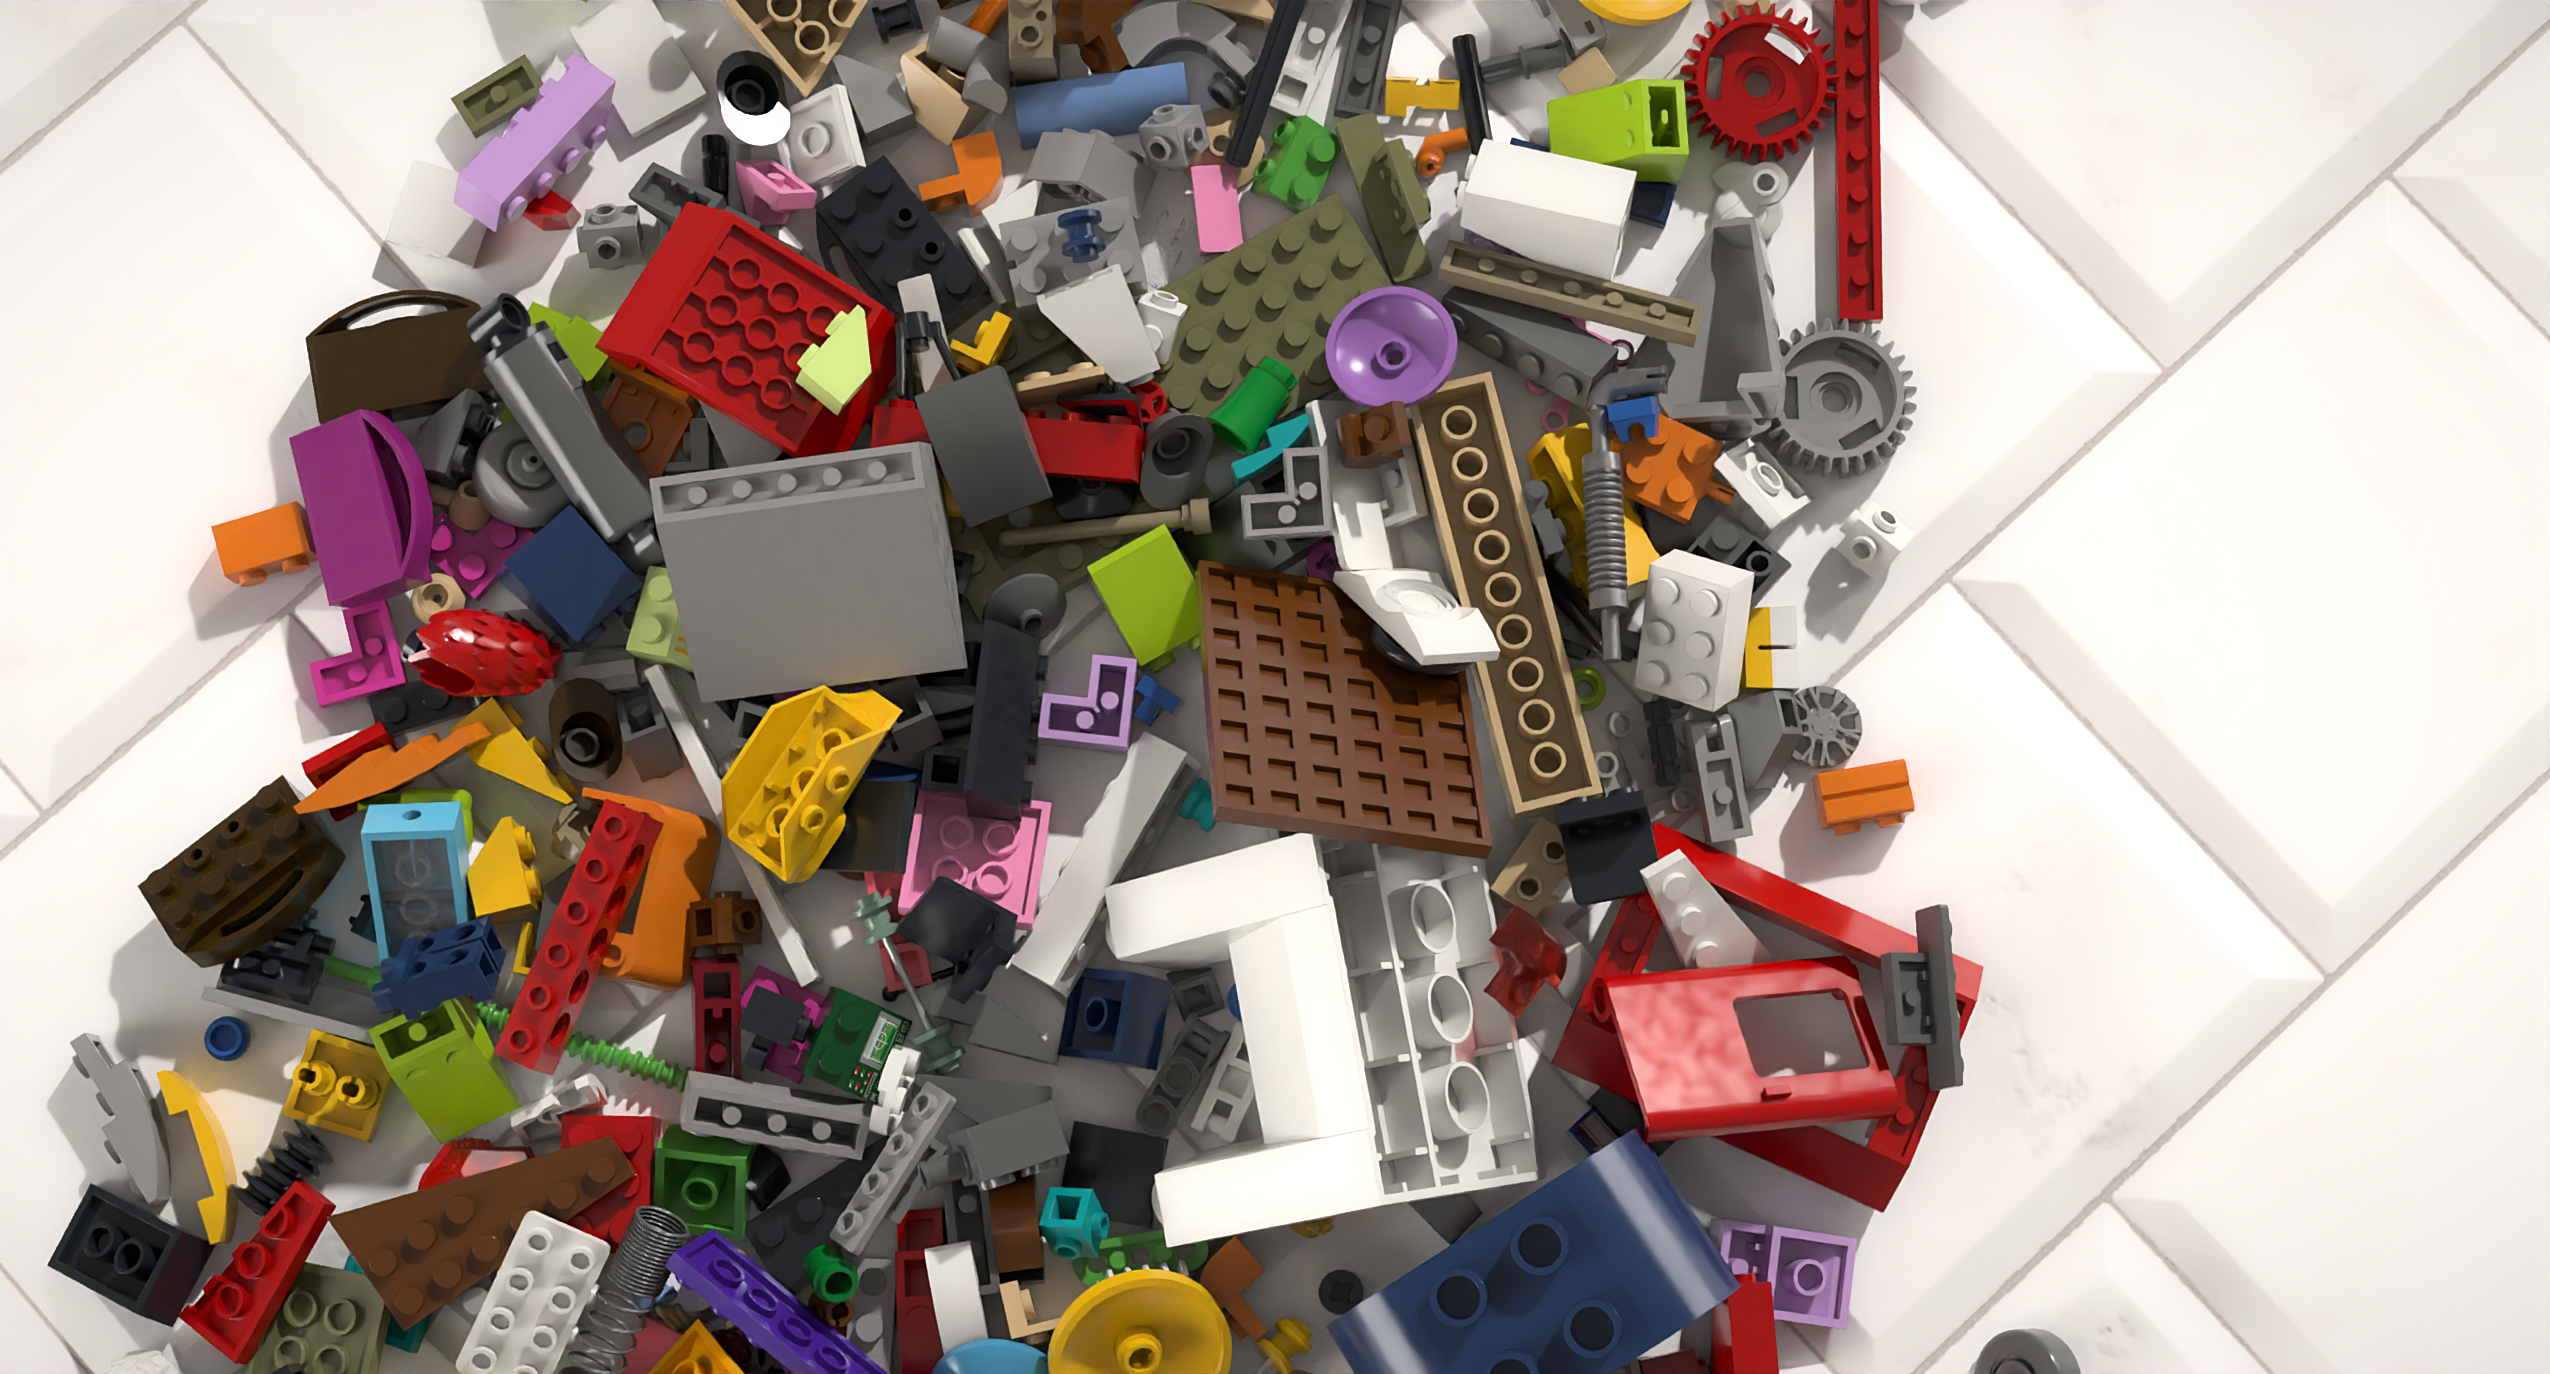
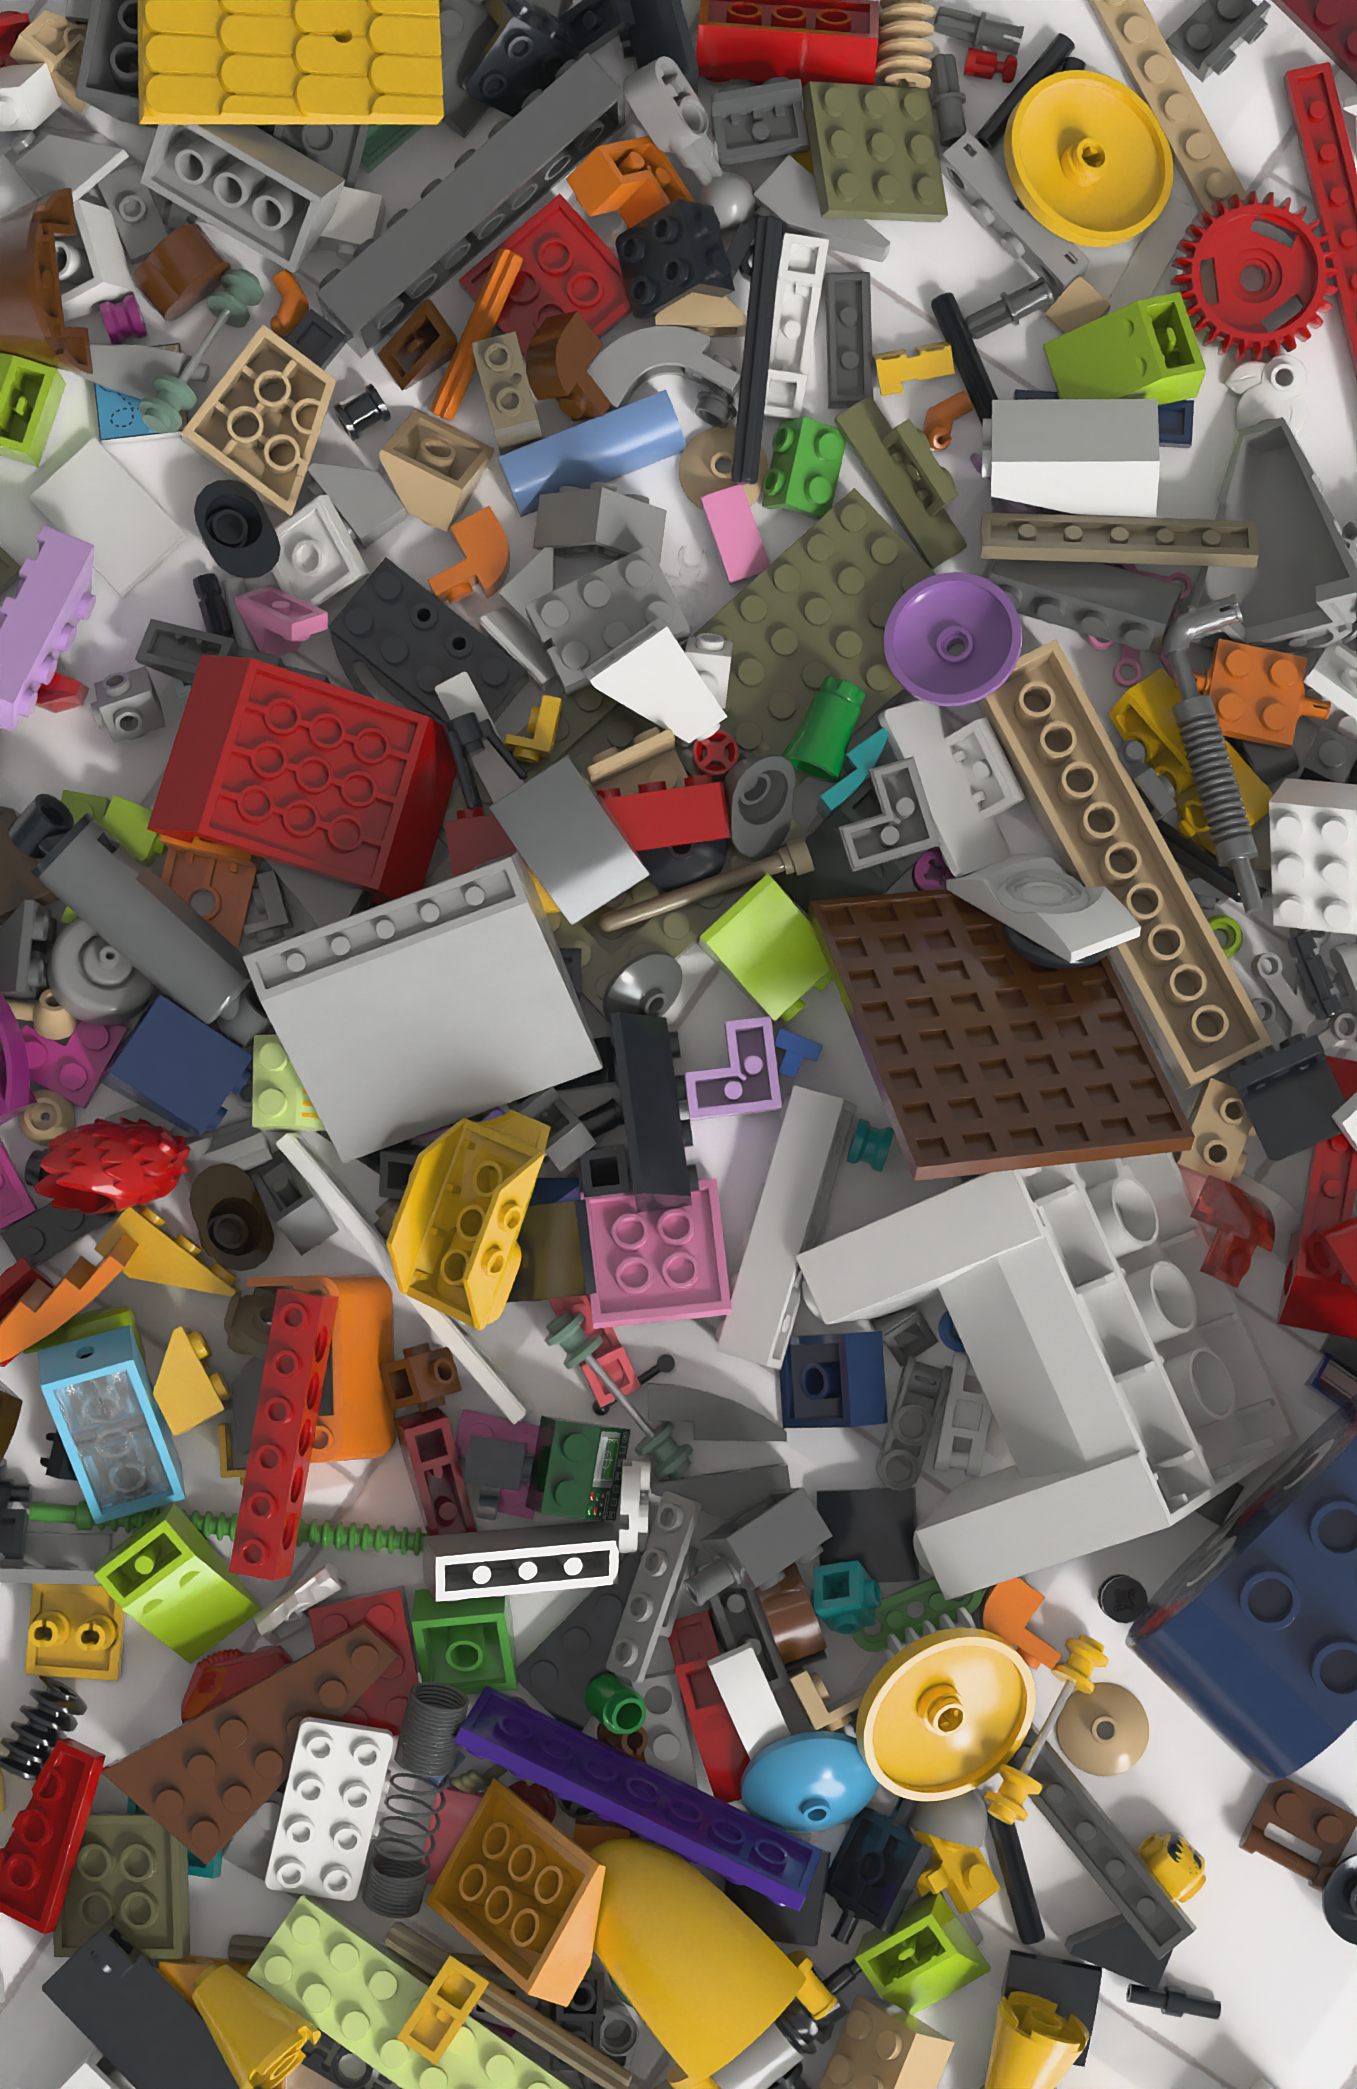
camera: 15 degrees left, 5 degrees up
(441, 968) = (153, 1498): dark blue hips -> none
(766, 1177) = (526, 1621): black slope -> none
(840, 365) = (403, 790): yellowish green slope -> none
(962, 930) = (668, 1332): black bracket -> none
(976, 55) = (459, 433): light grey brick -> none
(1082, 243) = (618, 605): dark blue wheel -> none
(1105, 404) = (677, 768): black piece -> none
(1174, 136) = (676, 469): light grey brick -> none
(1373, 436) = (956, 732): reddish brown brick -> none
(1629, 412) = (1214, 647): blue tile -> none

